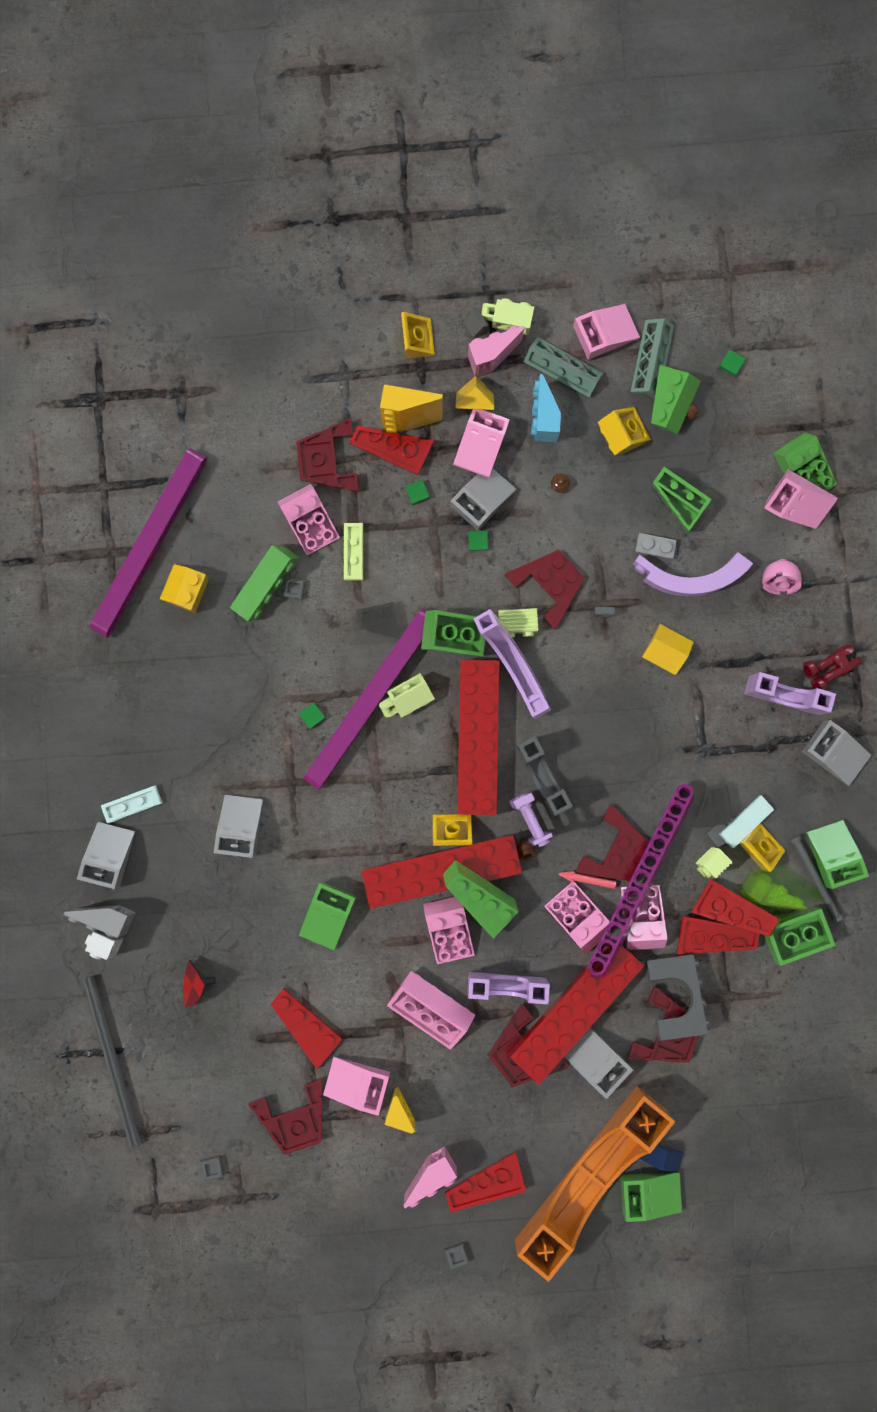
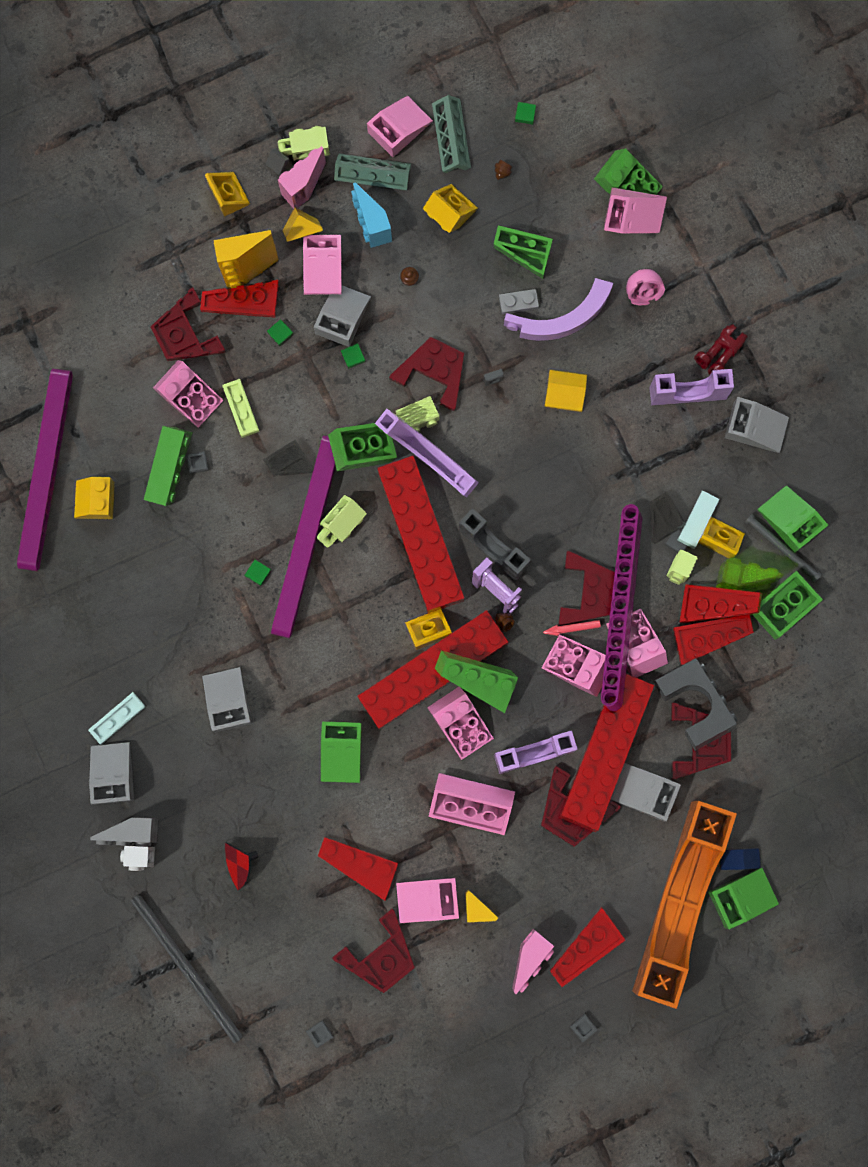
camera: 20 degrees left, 5 degrees down
(673, 398) = (483, 162): bright green wedge -> none

